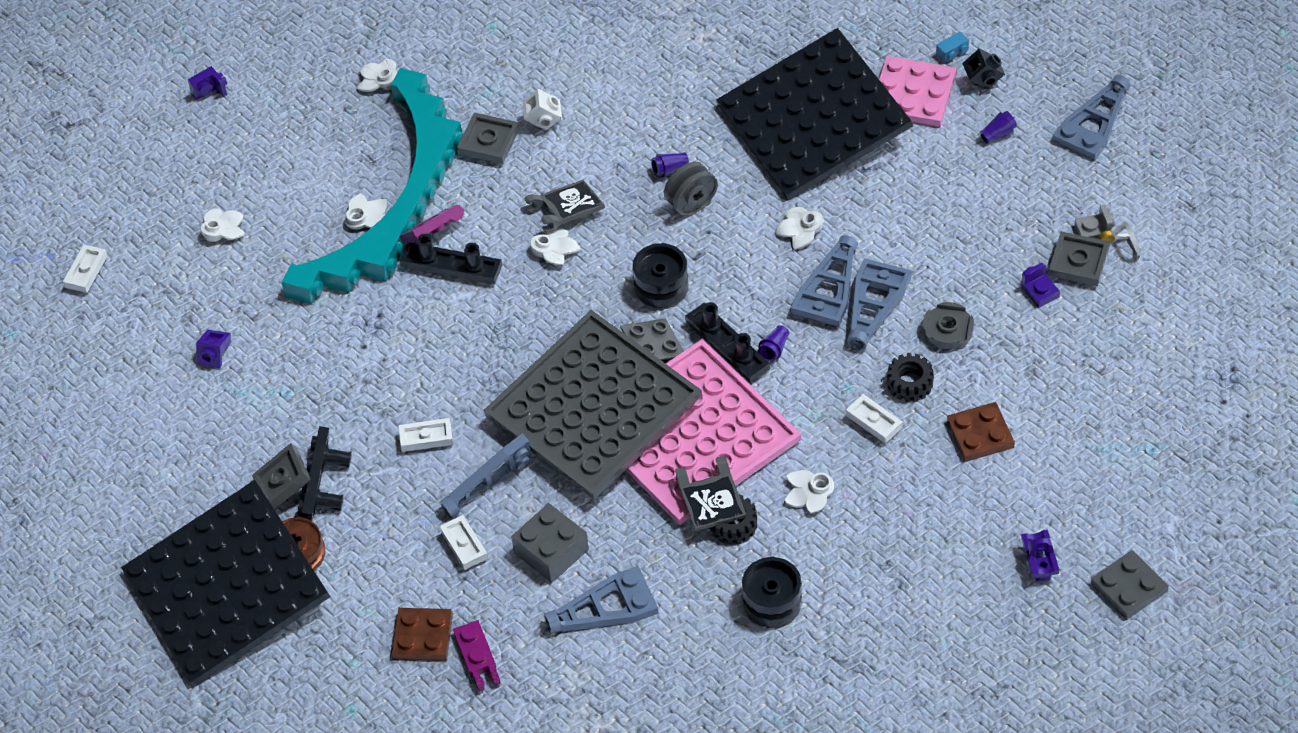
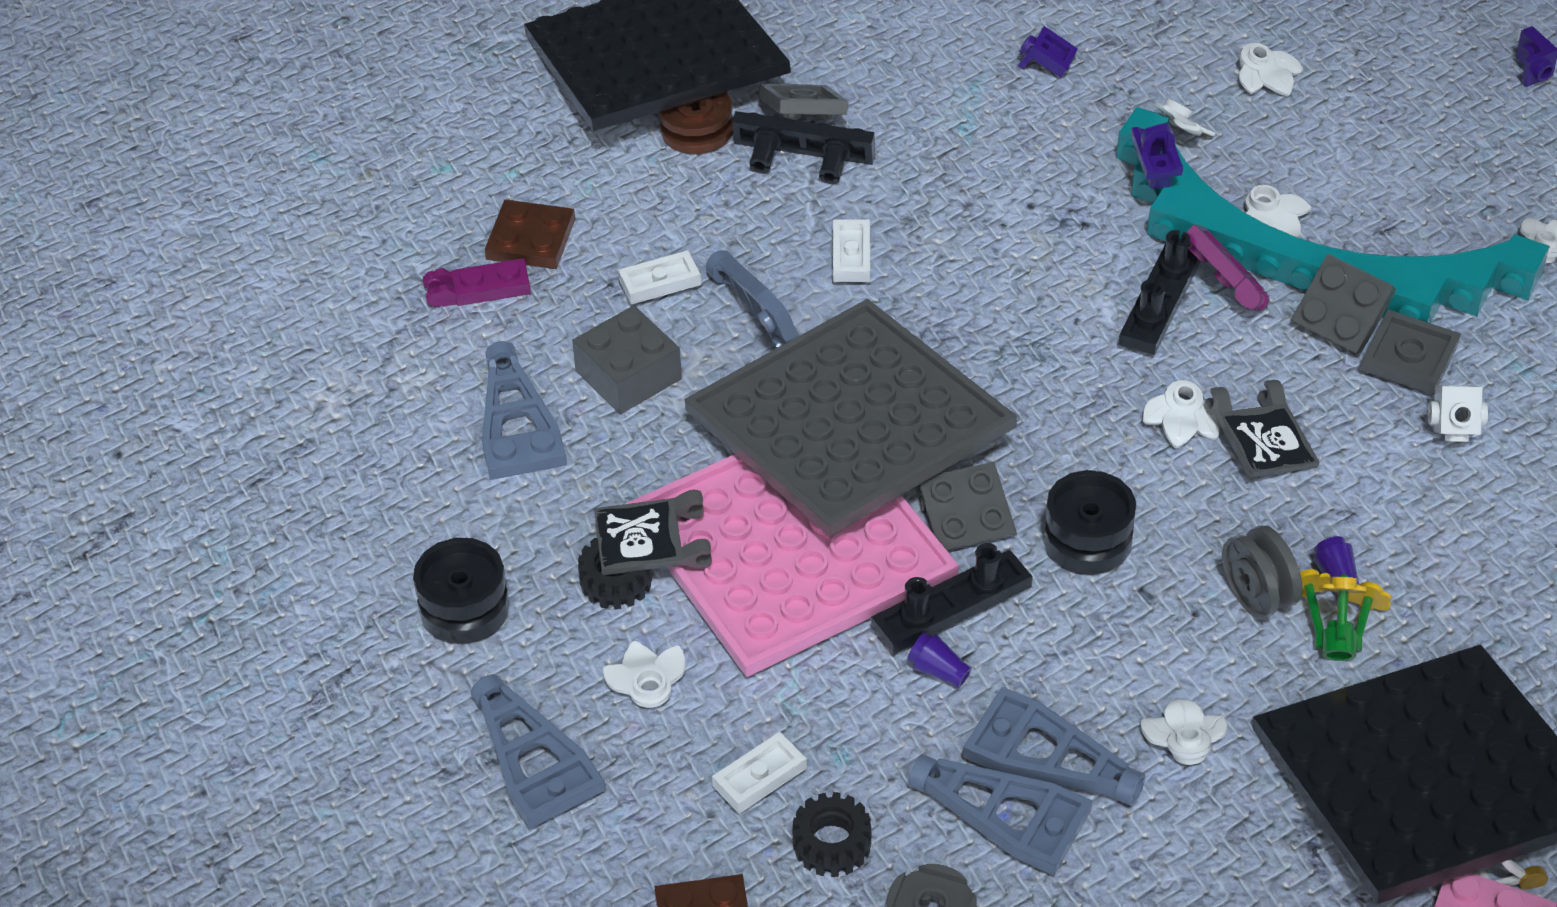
camera: 95 degrees right, 5 degrees down
(276, 267) = (1179, 117): none -> white plate
(351, 255) = (1157, 154): none -> dark purple hips
(458, 166) = (1343, 304): none -> dark grey plate
(724, 157) = (1339, 639): none -> green plant
(904, 515) = (552, 789): none -> sand blue plate

